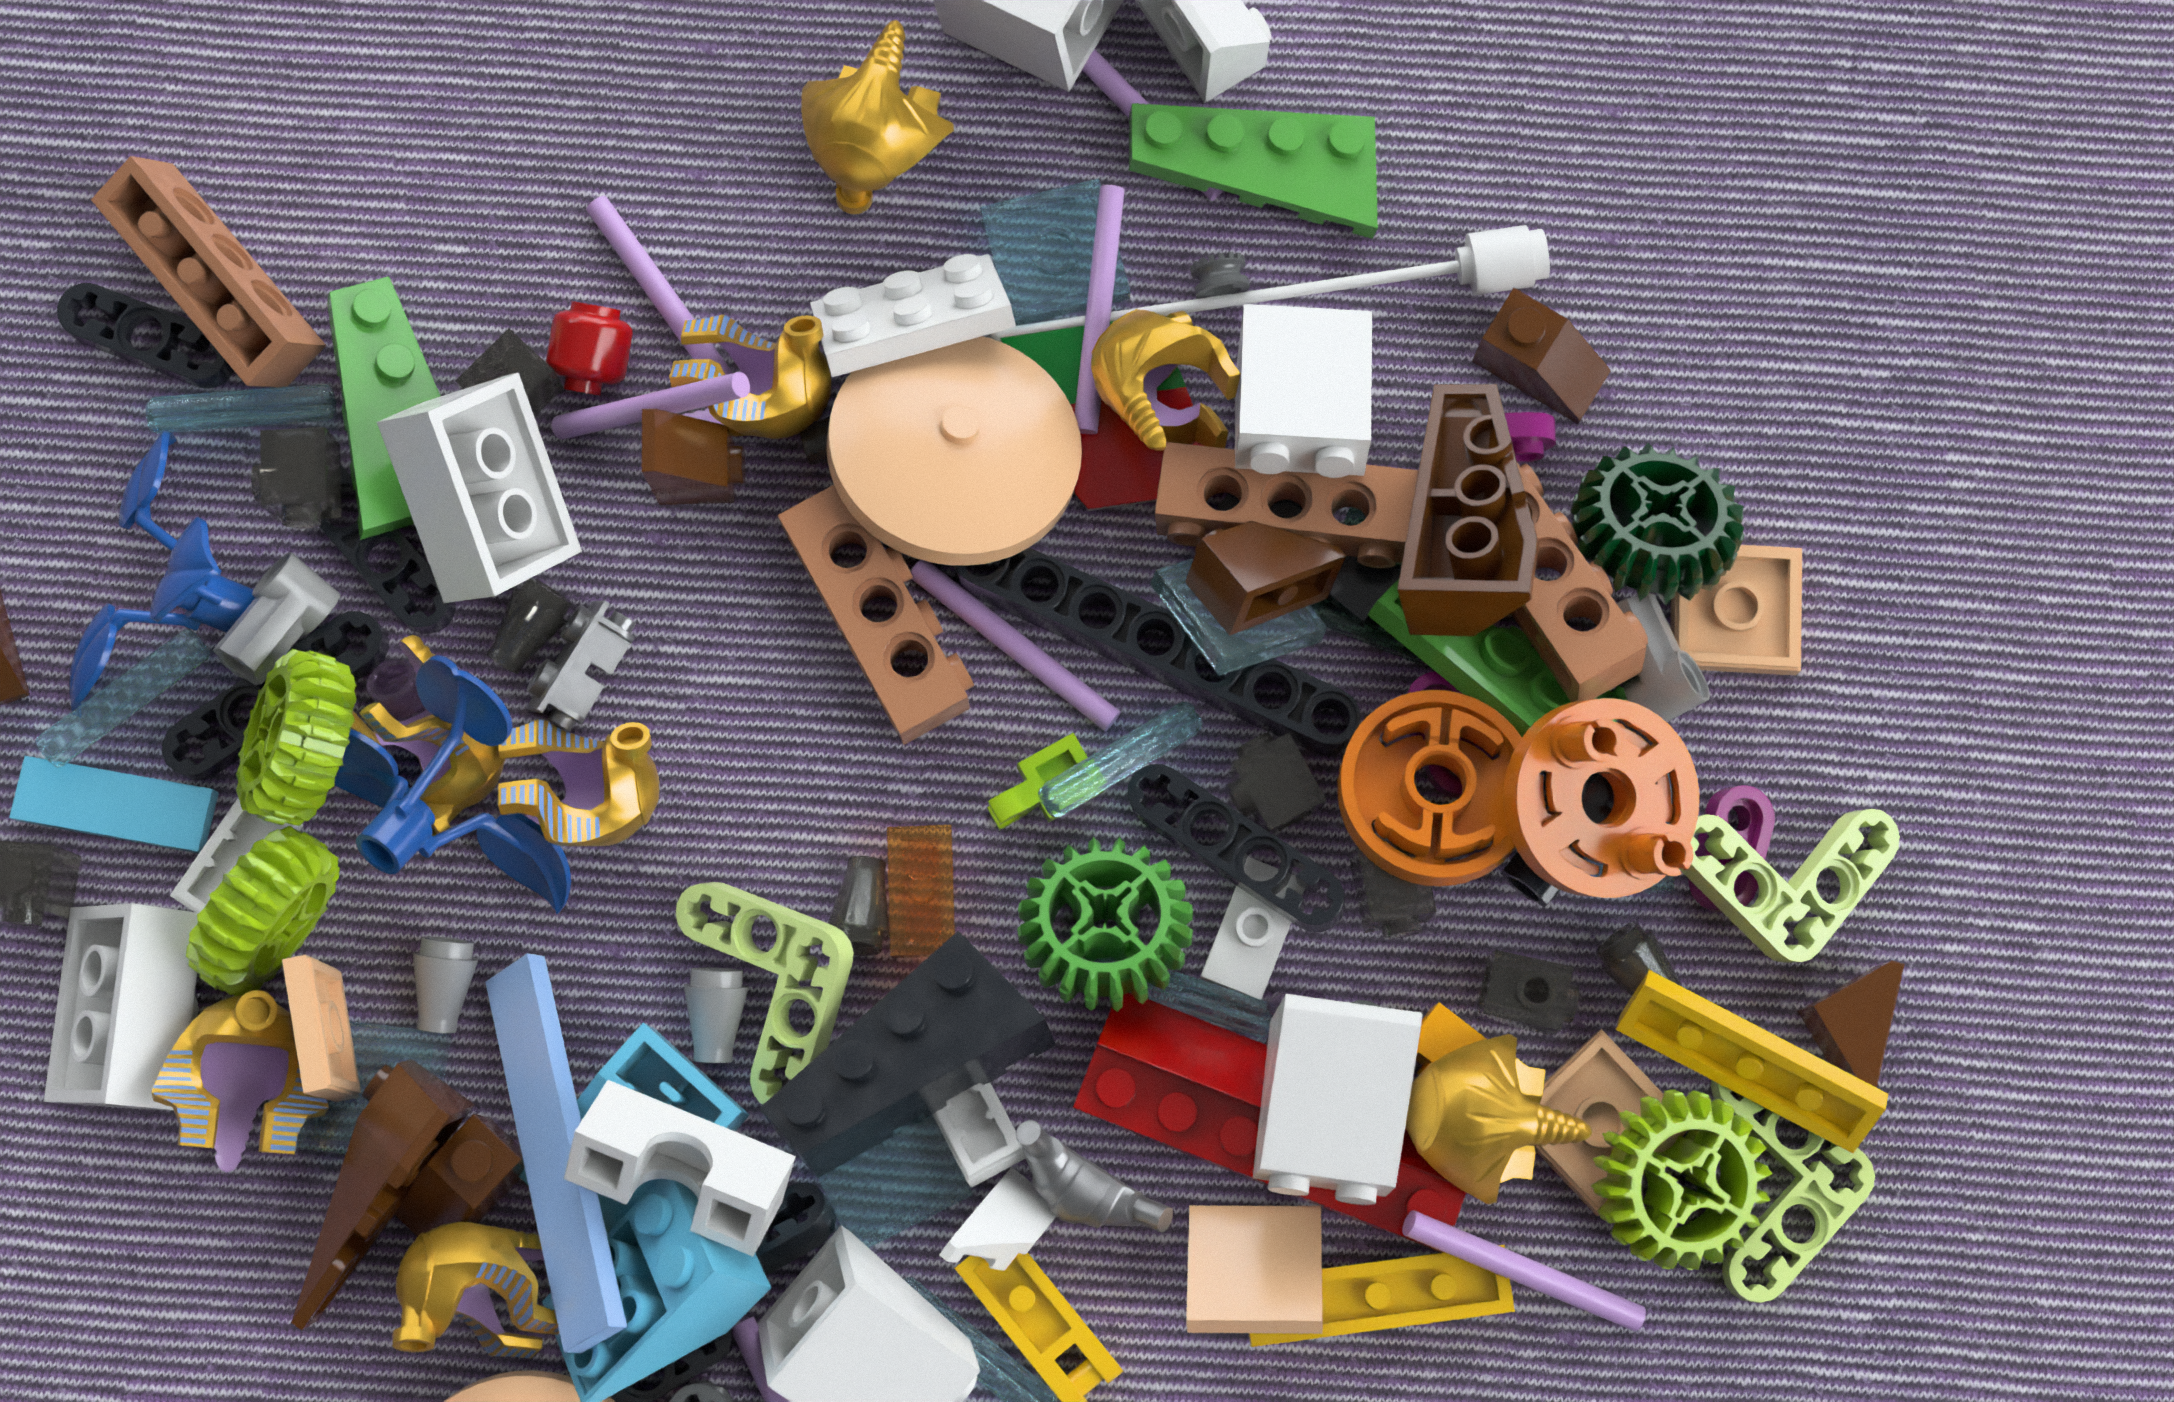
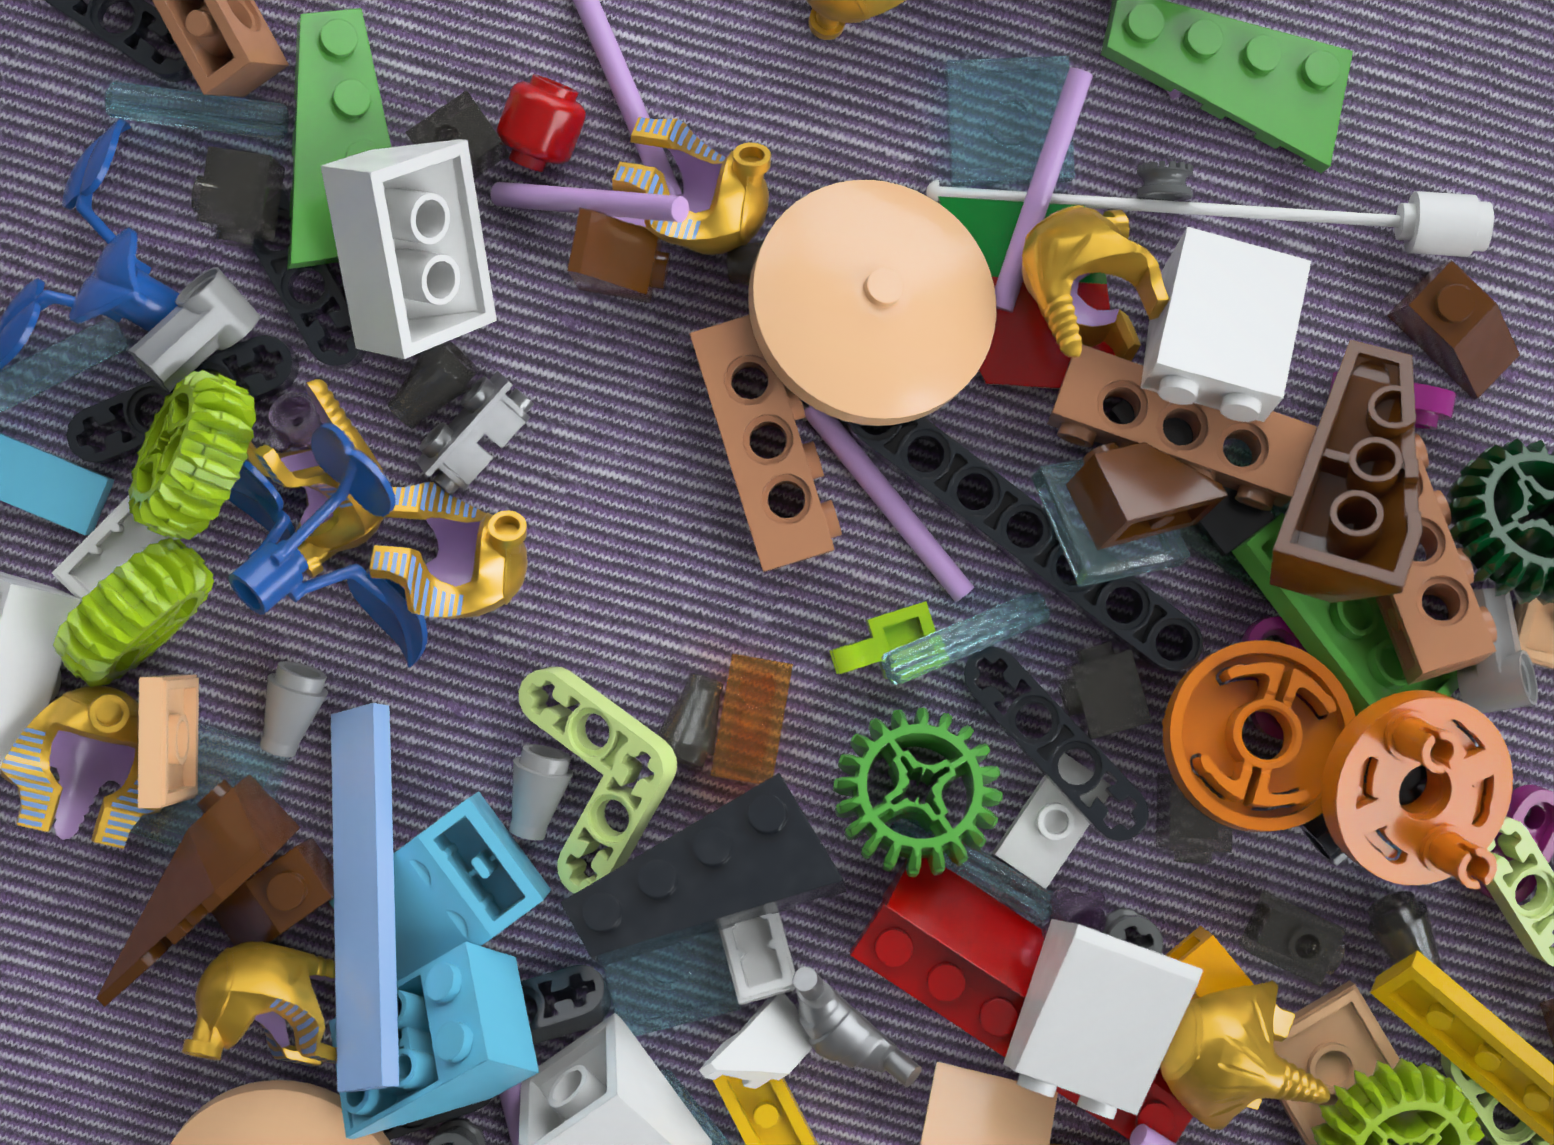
camera: 10 degrees right, 10 degrees up
(640, 1139) = (444, 913): white arch -> none
(912, 313) = (860, 159): white plate -> none

